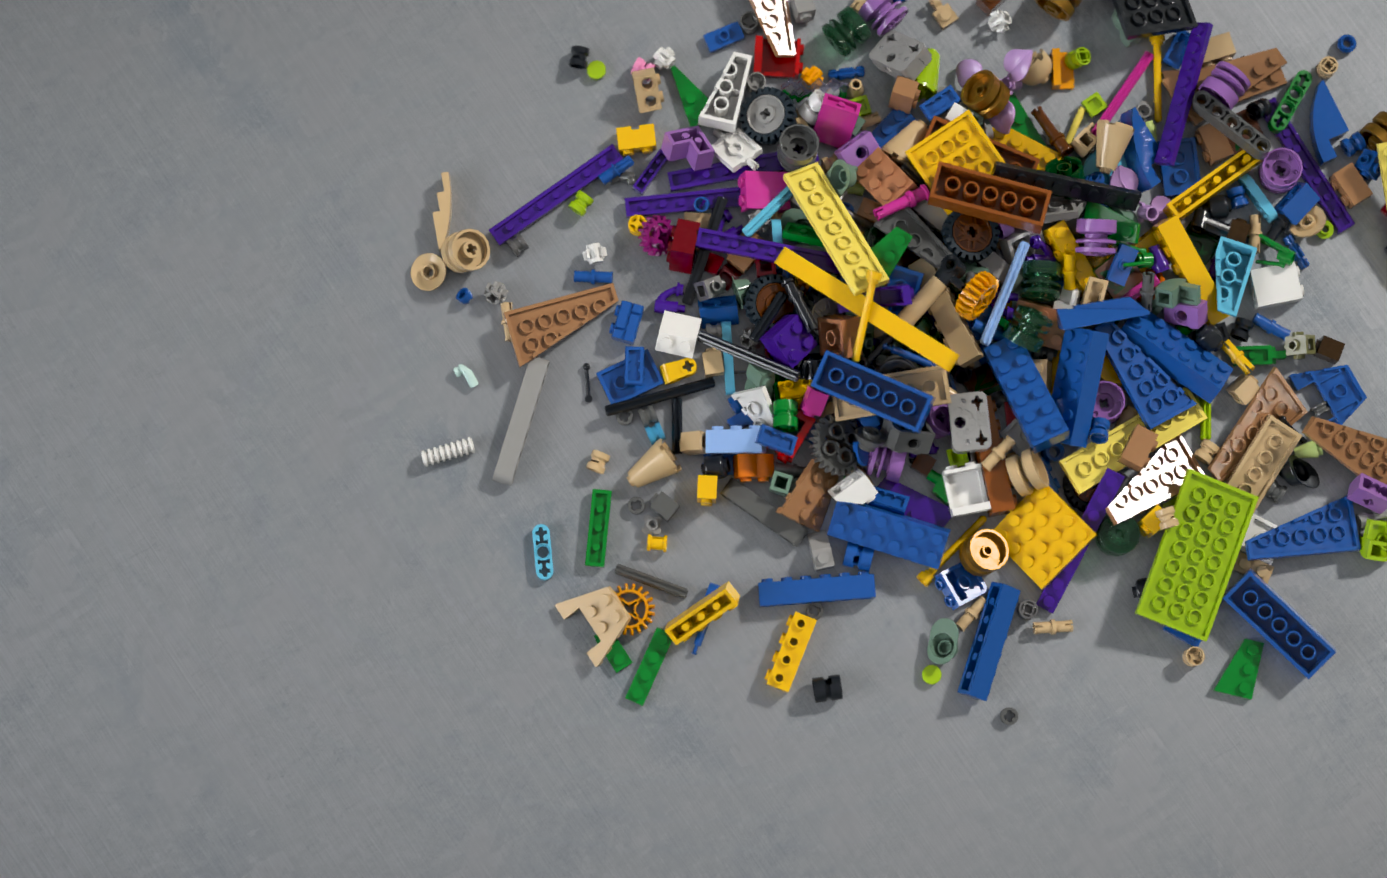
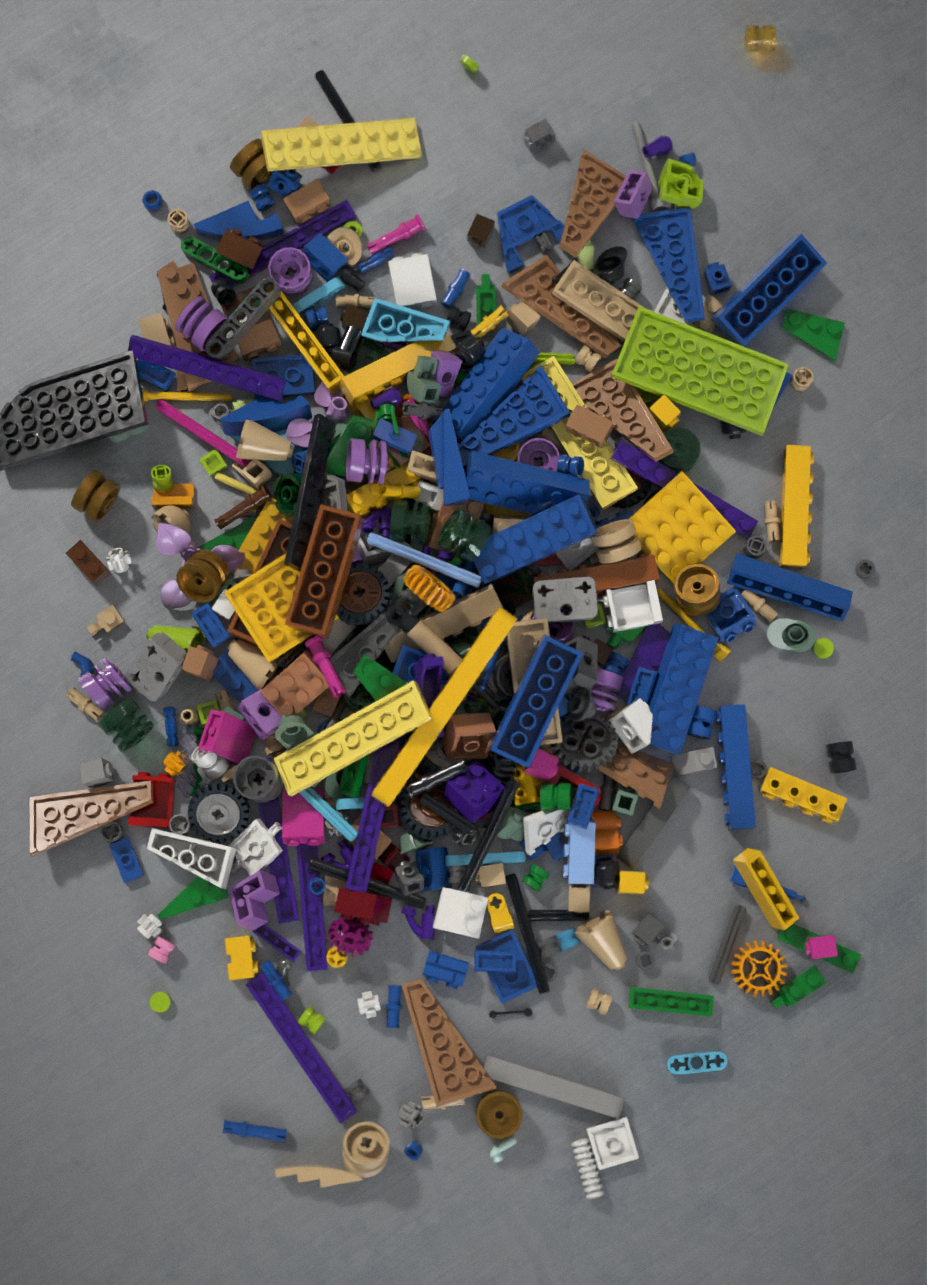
camera: 90 degrees left, 0 degrees up
(421, 269) = (386, 1199): tan dish -> none
(470, 474) = (612, 1143): none -> white plate
(483, 147) = (256, 1131): none -> blue pin
(503, 361) = (494, 1102): none -> pearl gold wheel
(579, 57) = (146, 1021): black wheel -> none
(604, 615) = (766, 996): tan wing -> none
(645, 90) = (187, 947): tan brick -> none
(649, 664) = (821, 947): none -> dark pink brick
(657, 543) = (686, 937): yellow bush -> none
(711, 404) = (536, 878): none -> green wheel
(862, 456) = (599, 715): blue tile -> none
(873, 278) = (414, 697): yellow piece -> none
(911, 477) = (616, 663): none -> blue wheel
(998, 453) = (597, 570): tan pin -> none
(1067, 649) = (795, 507): none -> yellow brick
(1167, 518) = (666, 397): tan wheel -> none
(1284, 254) = (383, 270): green plant -> none
(1284, 579) = (714, 284): none -> blue brick
(1299, 345) = (477, 259): olive brick -> none
(1301, 123) = (240, 248): none -> reddish brown brick
(1326, 278) = (404, 230): none -> dark pink pin

